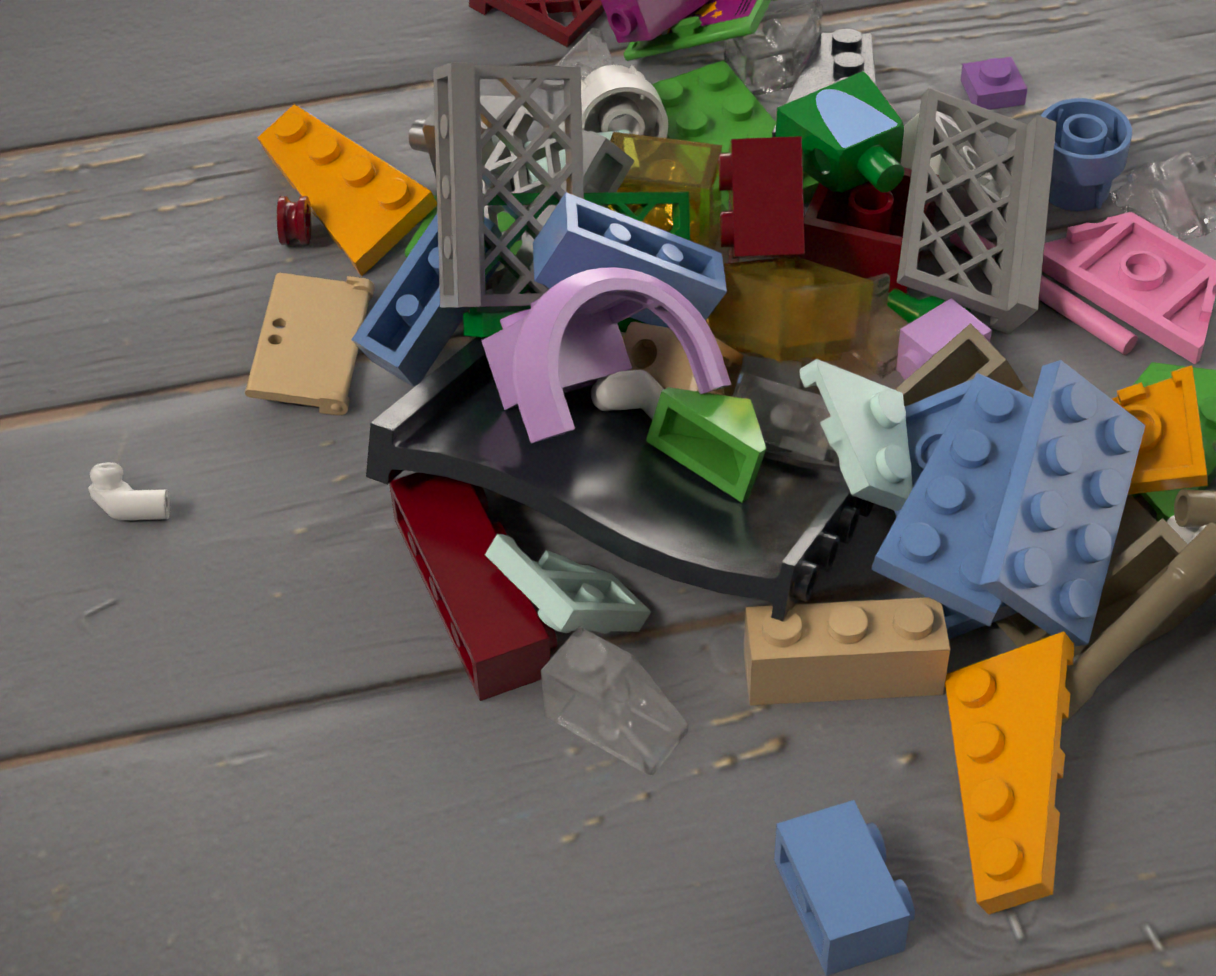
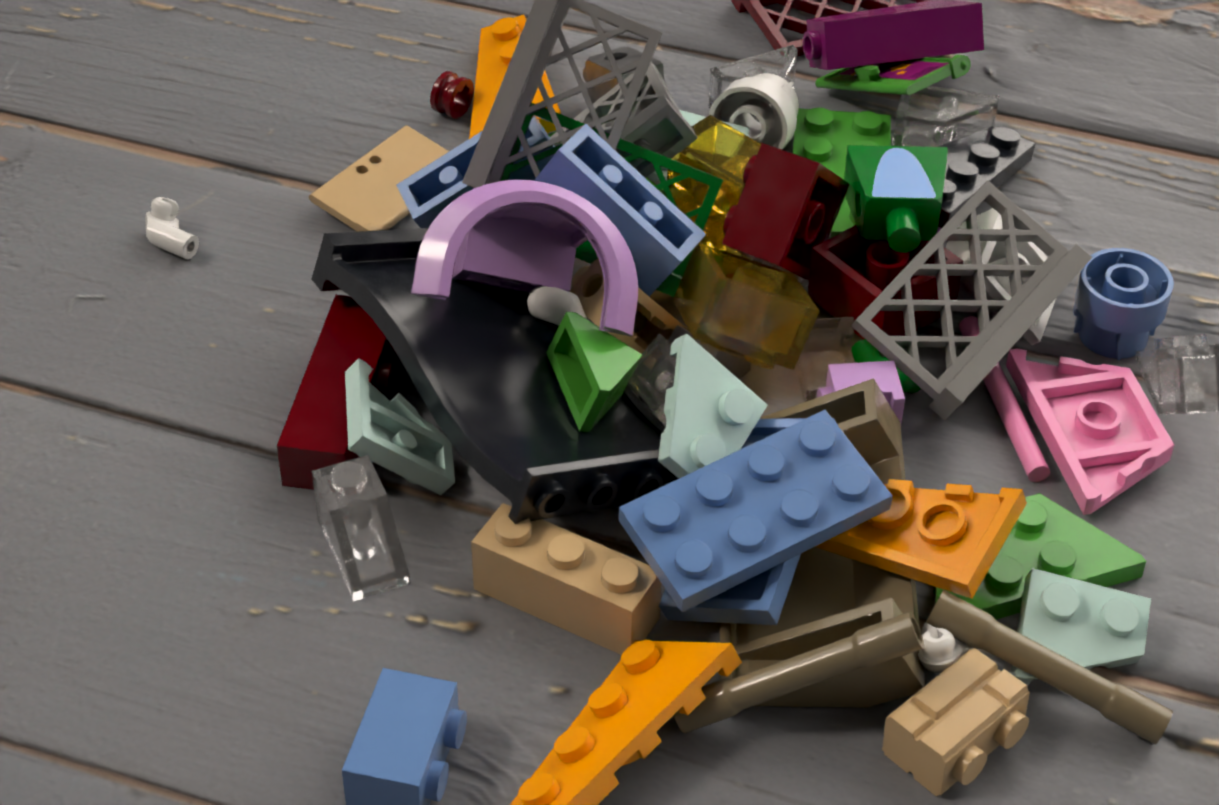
camera: 30 degrees right, 5 degrees down
(994, 83) = (1111, 224): medium lavender plate -> none
(1063, 504) = (809, 543): medium blue plate -> none

